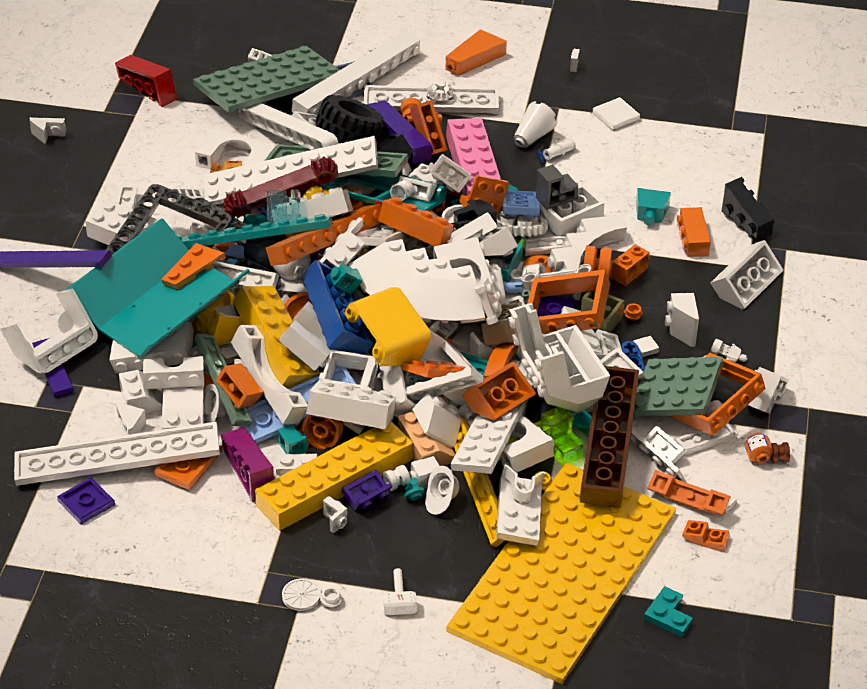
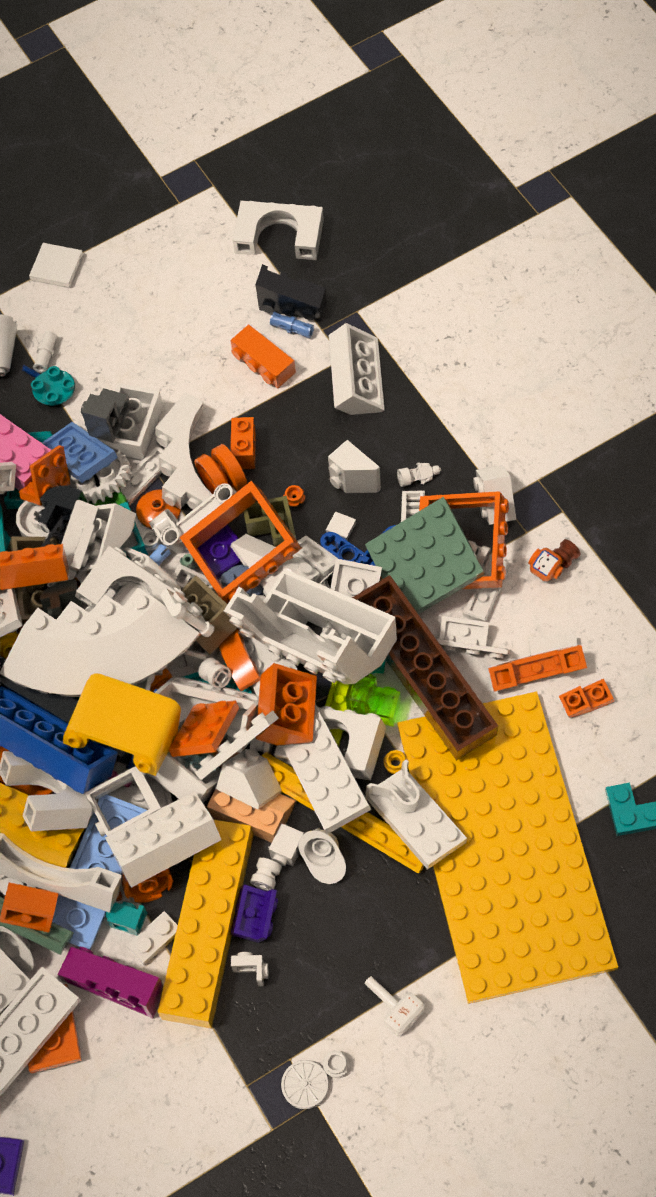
camera: 35 degrees left, 20 degrees up
(343, 275) = (15, 696): teal brick -> none
(413, 491) = (294, 874): teal plate -> none
(475, 353) = (214, 673): none -> white wheel
(537, 163) = (53, 386): none -> teal dish
(652, 205) = (195, 355): teal torso -> none
(733, 229) = (291, 324): none -> medium blue pin
(771, 161) = (256, 216): none -> white arch

